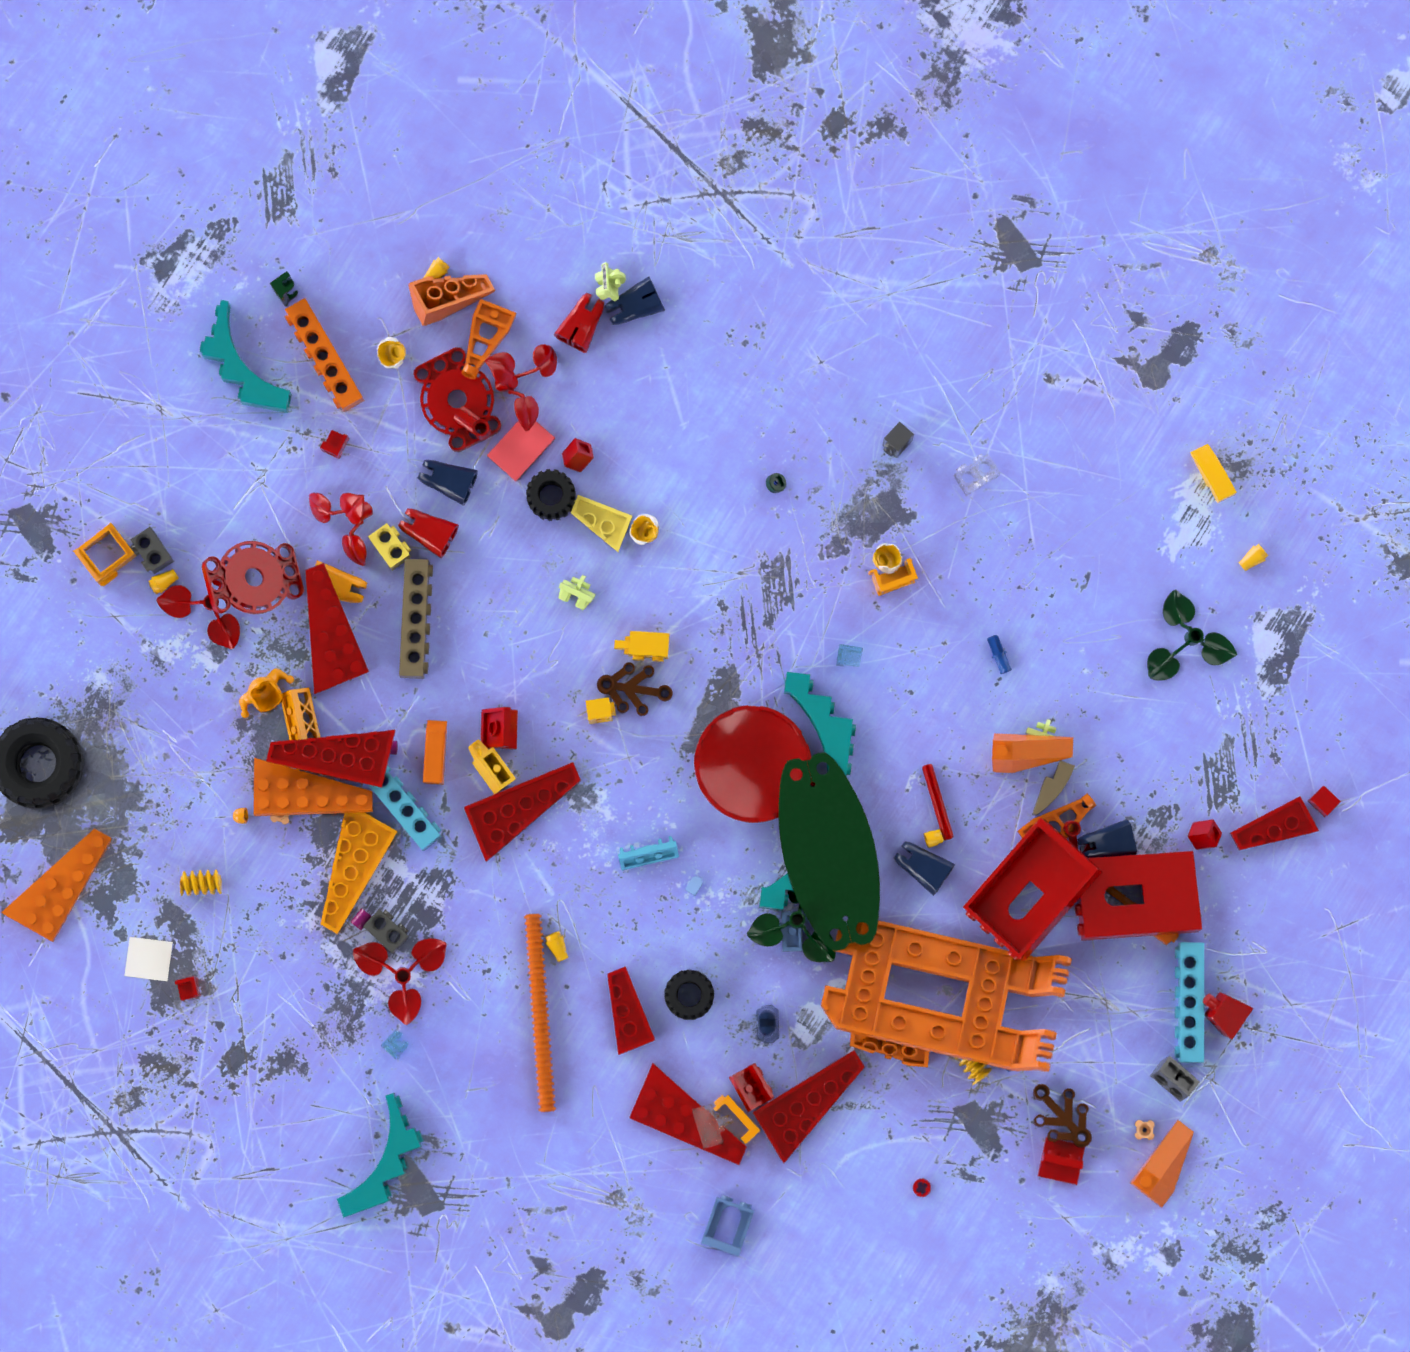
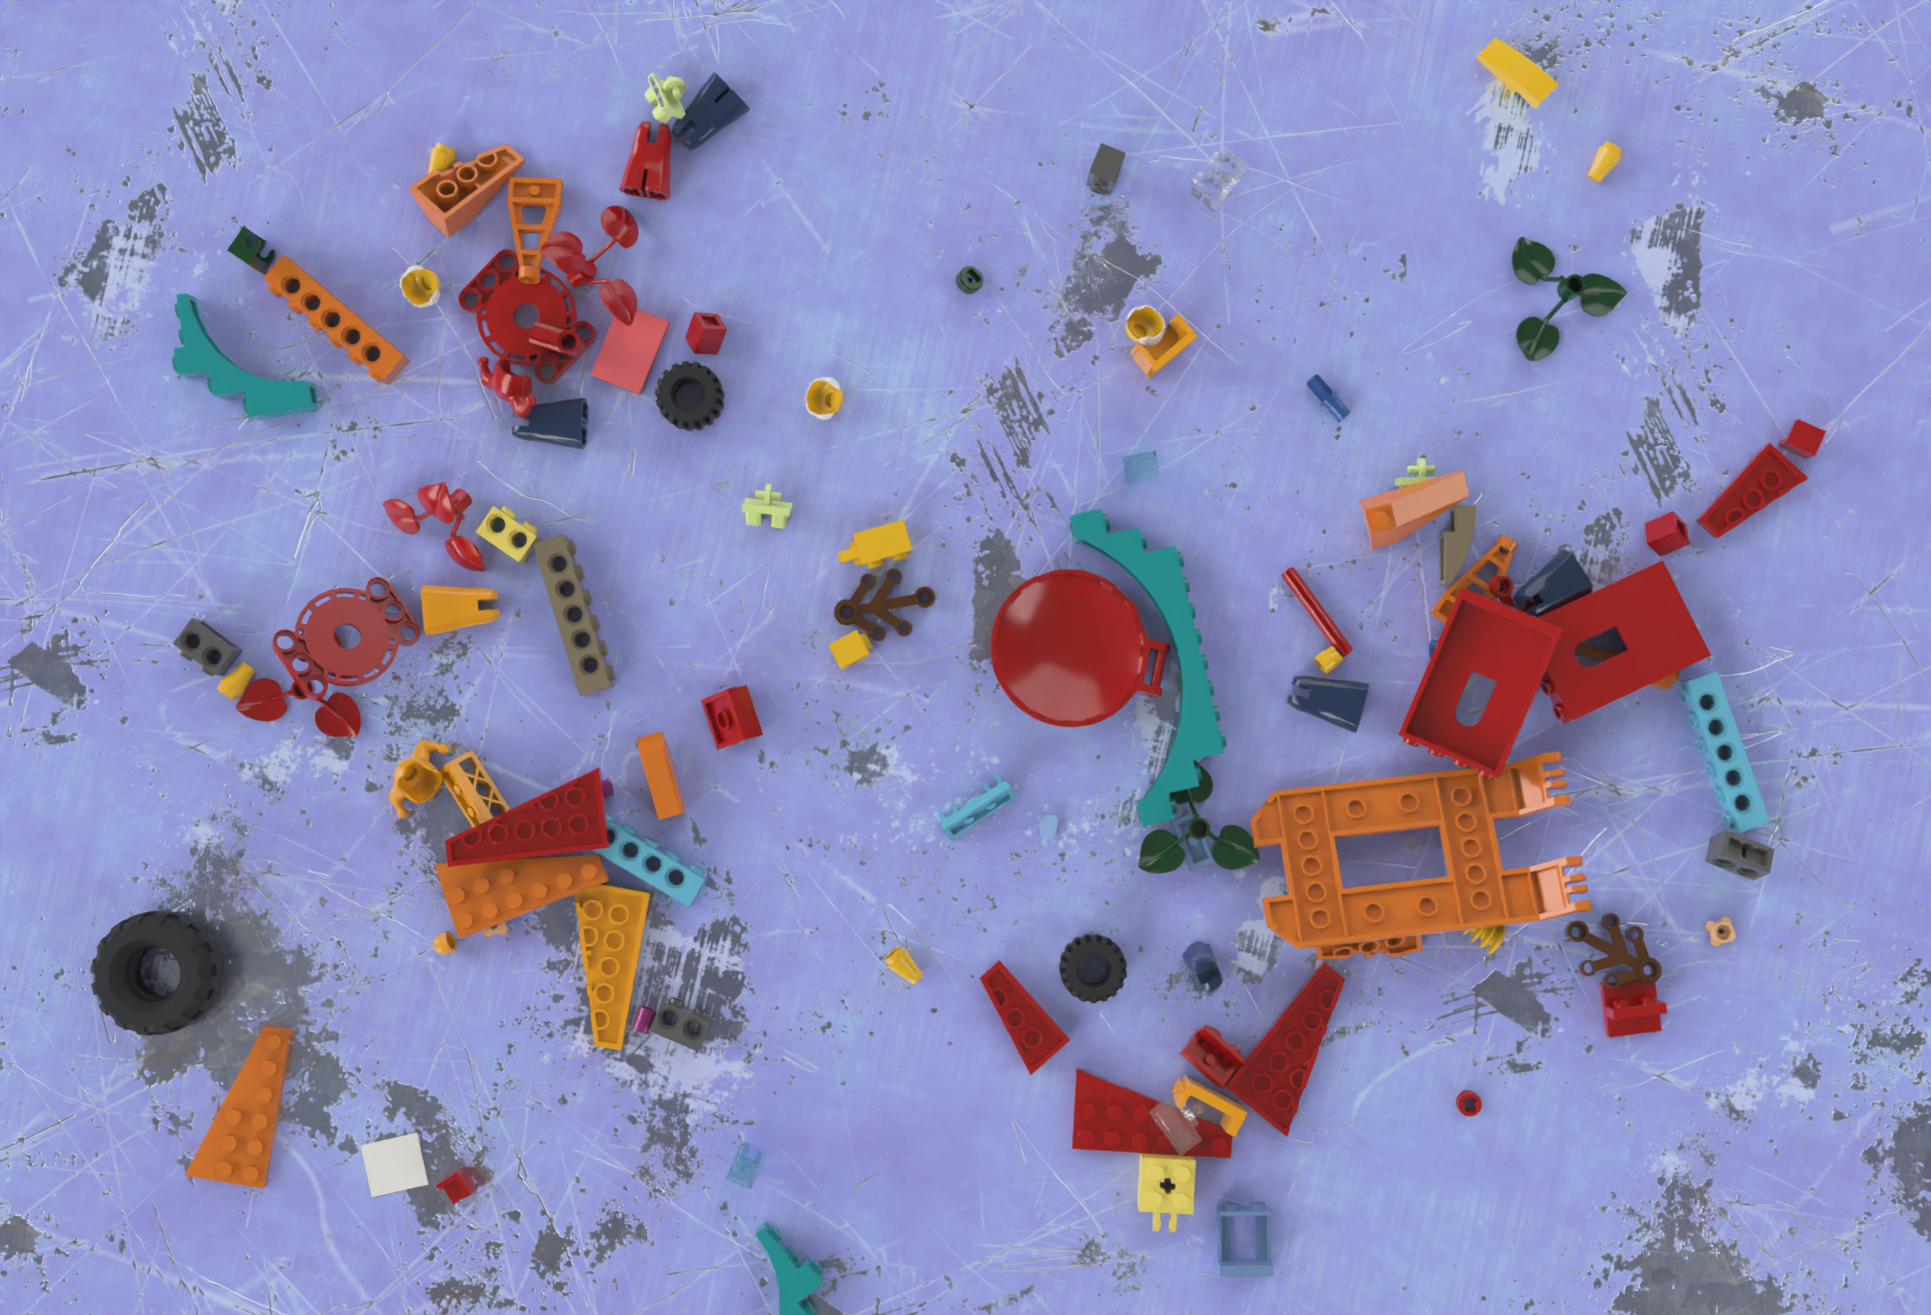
camera: 25 degrees left, 5 degrees up
(110, 572) = (166, 691): light orange piece -> none
(200, 882) = (424, 1048): yellow piece -> none
(333, 644) = (479, 681): red wing -> none
(335, 444) = (392, 429): red panel -> none
(405, 1003) = (740, 1104): red plant -> none
(427, 443) = (508, 386): none -> red piece
(430, 531) = (553, 497): red piece -> none
(490, 766) = (738, 769): yellow hinge -> none
(509, 812) = (783, 817): red wing -> none
(540, 1012) = (913, 1058): orange piece -> none
(602, 520) = (768, 405): light yellow wing -> none
(674, 1170) = (1174, 1199): none -> light yellow hinge
(829, 851) = (1205, 725): dark green piece -> none
(1162, 1169) = (1759, 971): orange wedge -> none
(1226, 1013) = (1775, 750): red torso -> none

